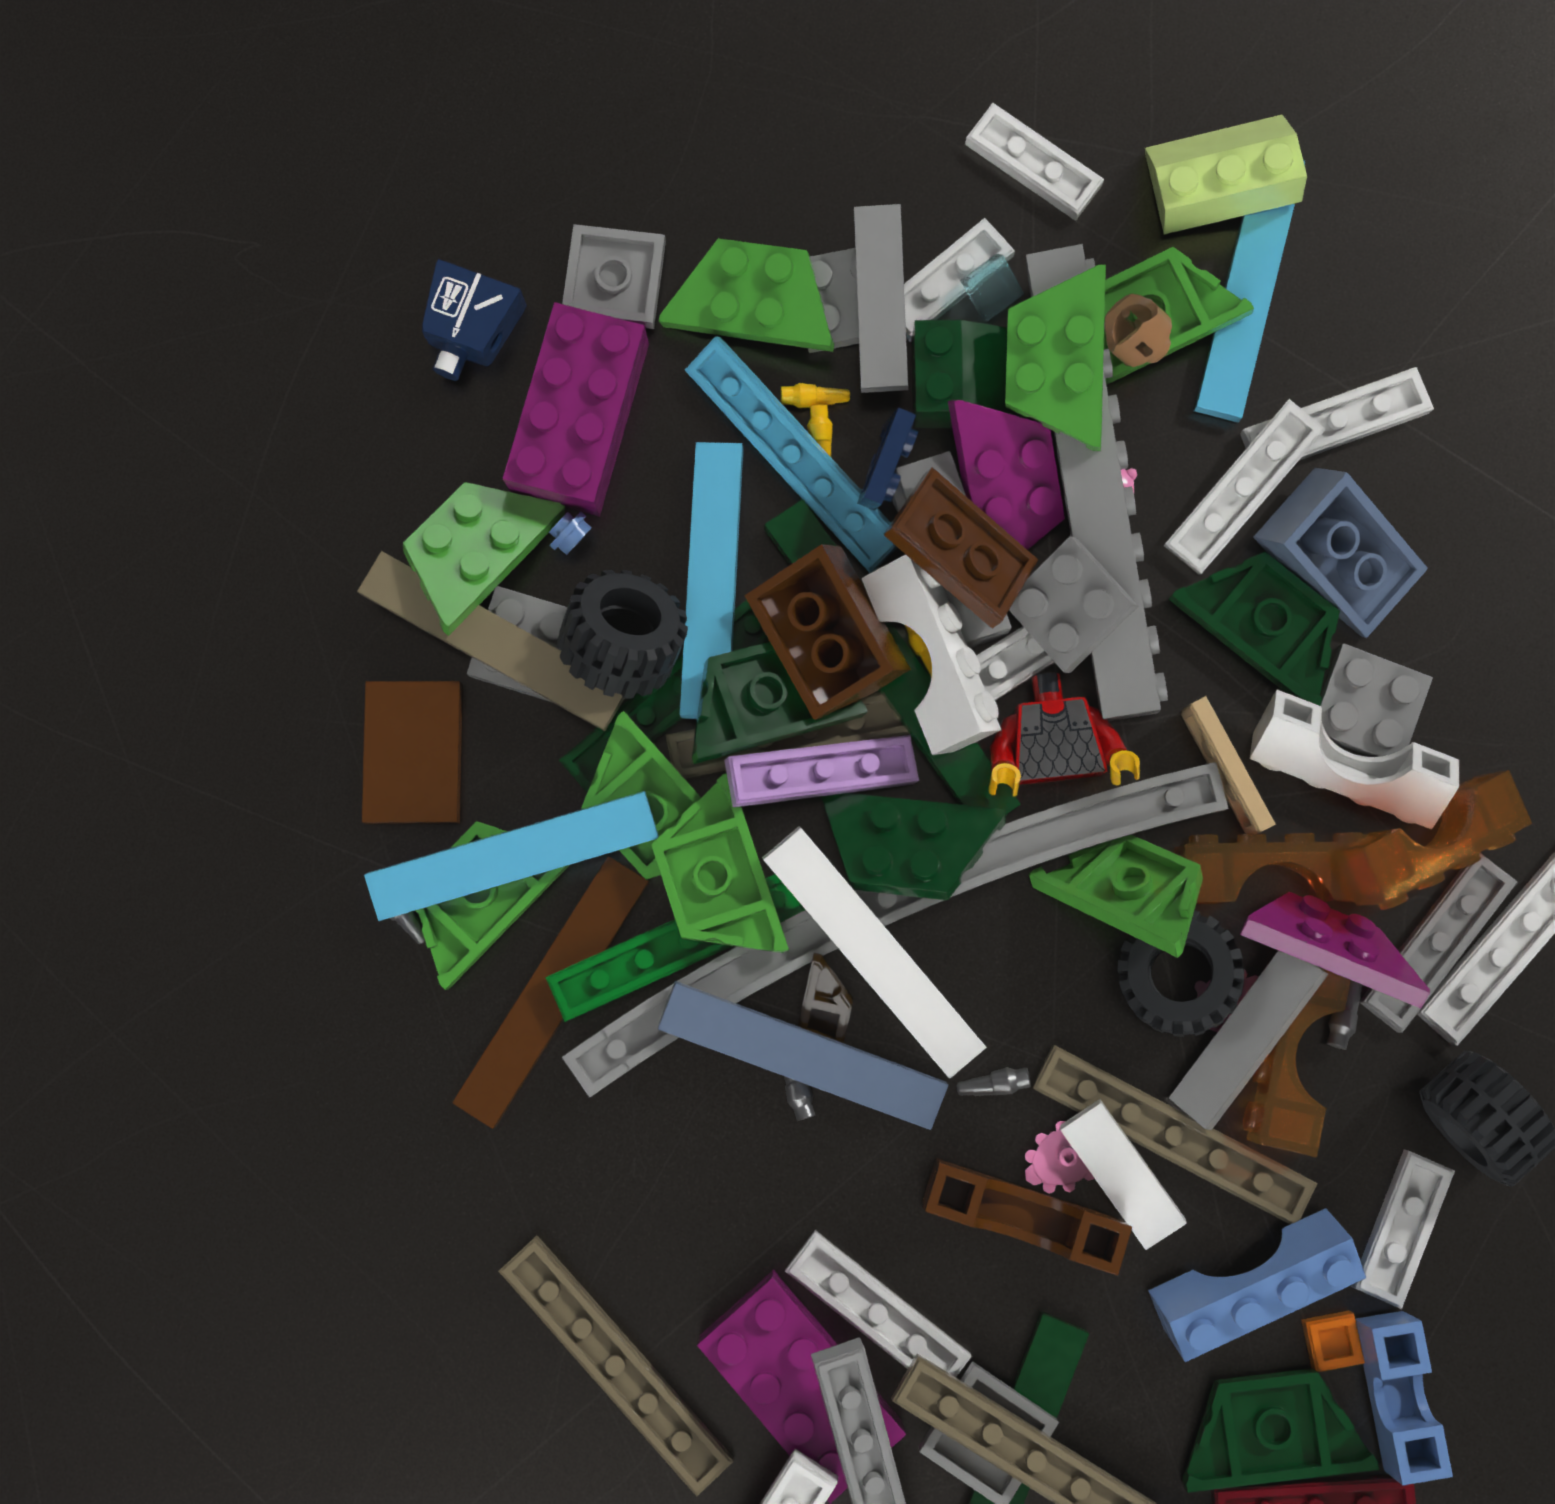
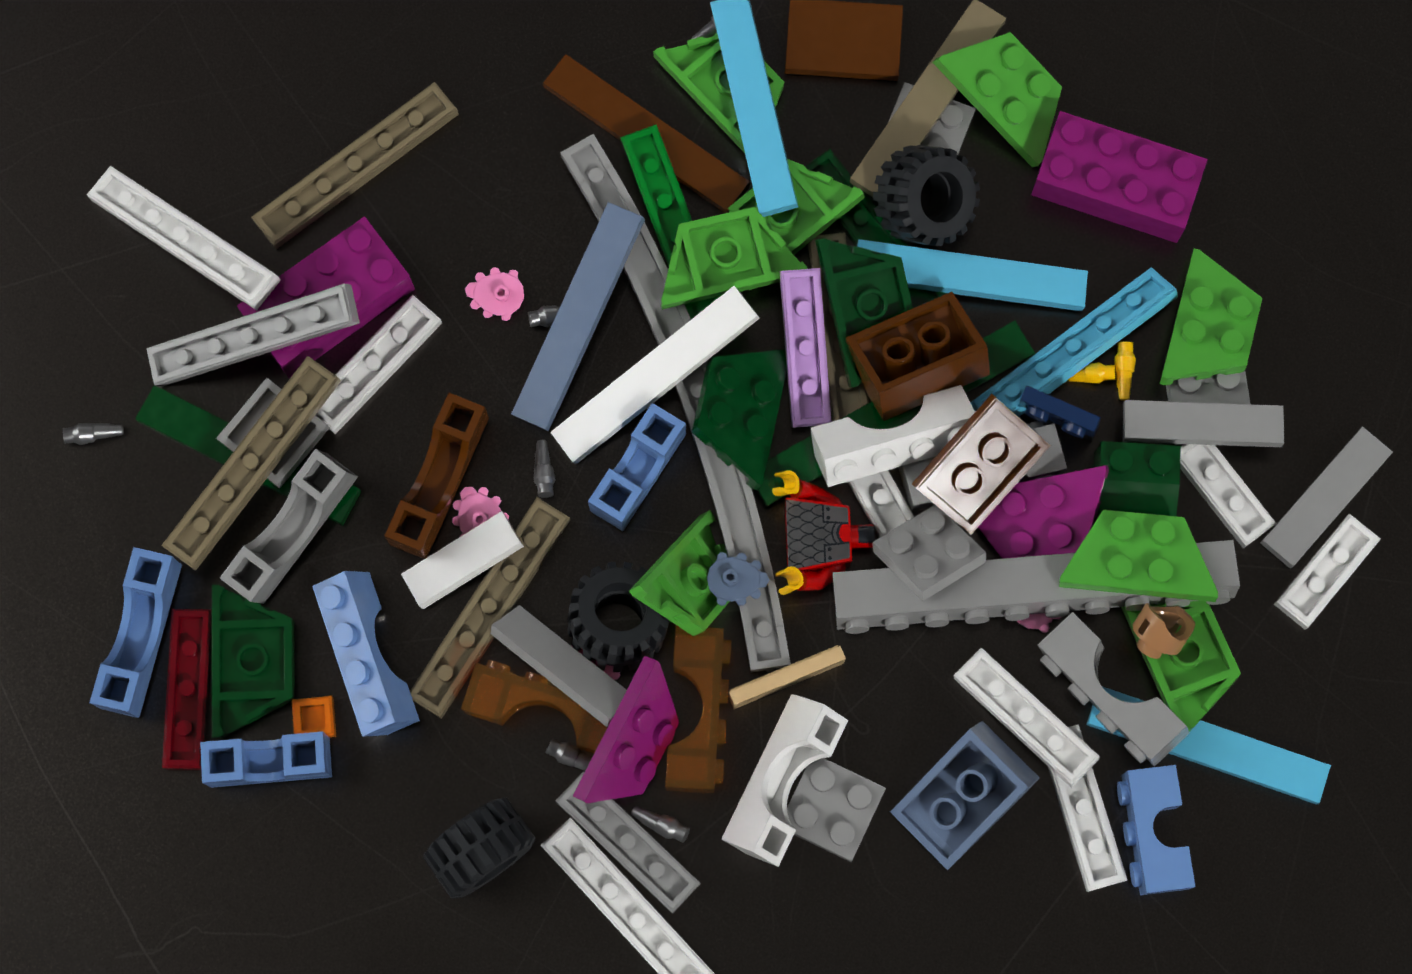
camera: 90 degrees right, 5 degrees down
(468, 317) = (1201, 97): dark blue torso -> none
(569, 532) = (1016, 166): medium blue plate -> none
(615, 273) = (1234, 215): light grey plate -> none
(774, 1163) = (496, 293): none -> bright pink piece
(825, 1002) = (618, 338): dark brown tile -> none
(947, 164) = (1326, 497): none -> light grey tile
(992, 287) = (1213, 521): clear light blue tile -> none
(992, 966) = (639, 468): none -> medium blue arch
(1113, 1399) = (270, 555): none -> light grey arch
(1123, 833) = (735, 579): none -> sand blue piece
(1226, 173) = (1308, 726): yellowish green slope -> none
(1252, 344) = (1147, 725): none -> light grey arch
(1267, 621) = (908, 726): dark green wing -> none
(1320, 346) = (1155, 865): none -> medium blue arch
(1390, 863) = (729, 878): clear orange arch -> none
(1403, 1228) = (397, 785): white tile -> none
(1410, 912) = (662, 824): none -> flat silver piece

